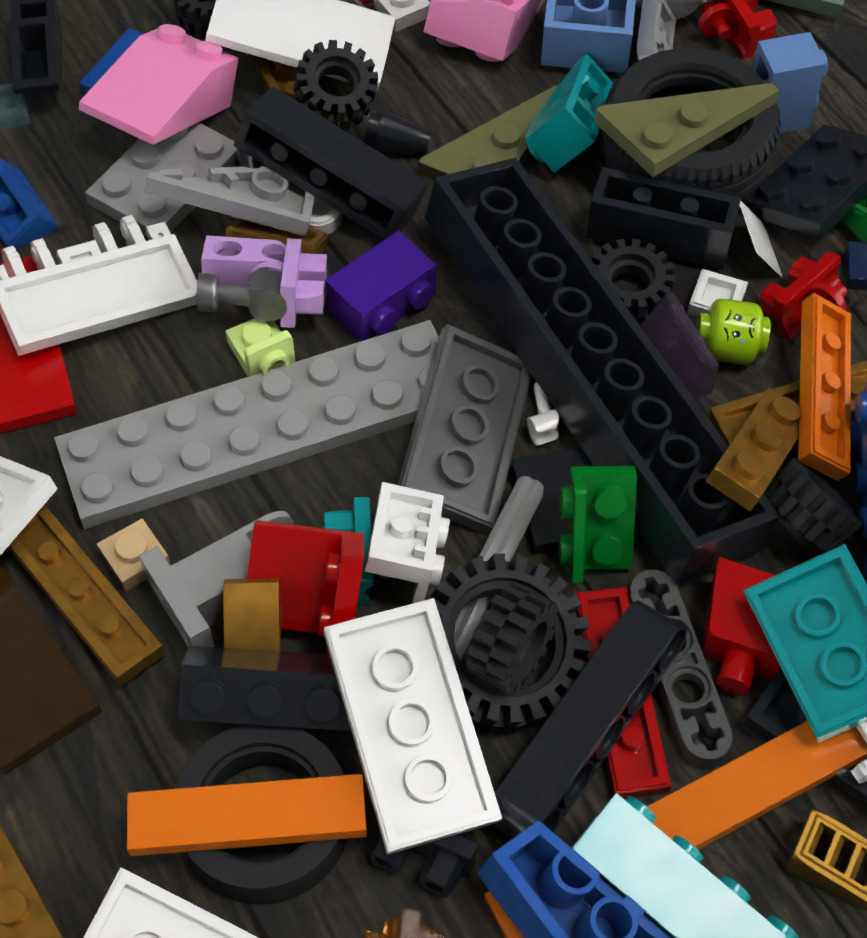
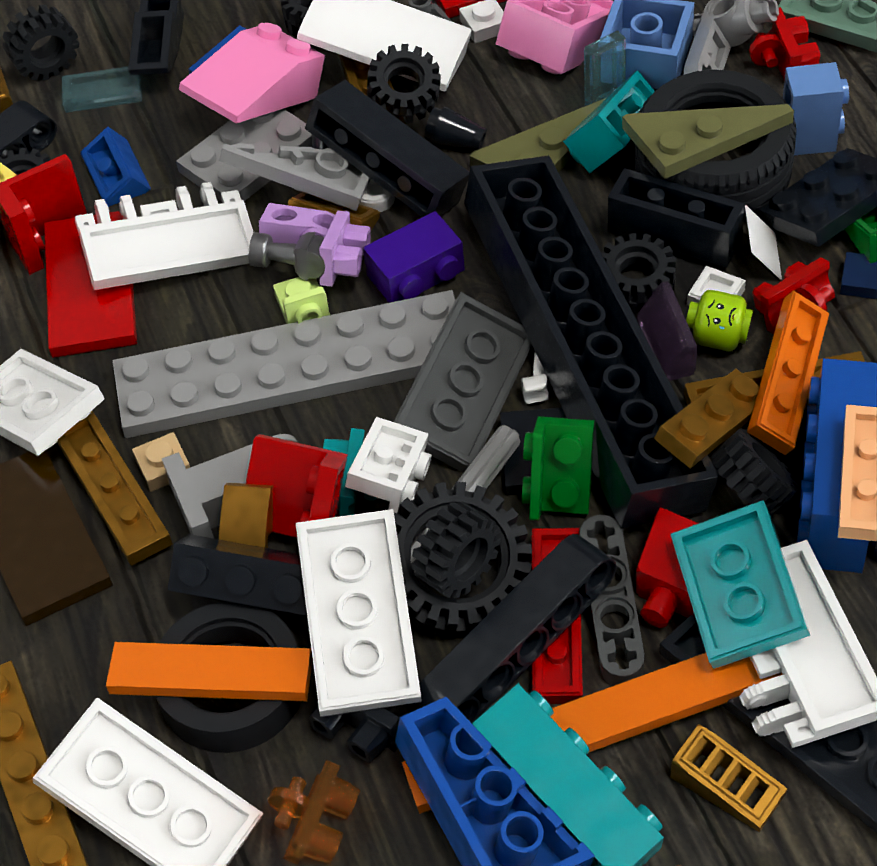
camera: 15 degrees right, 5 degrees down
(554, 52) = (604, 66): none -> clear light blue tile

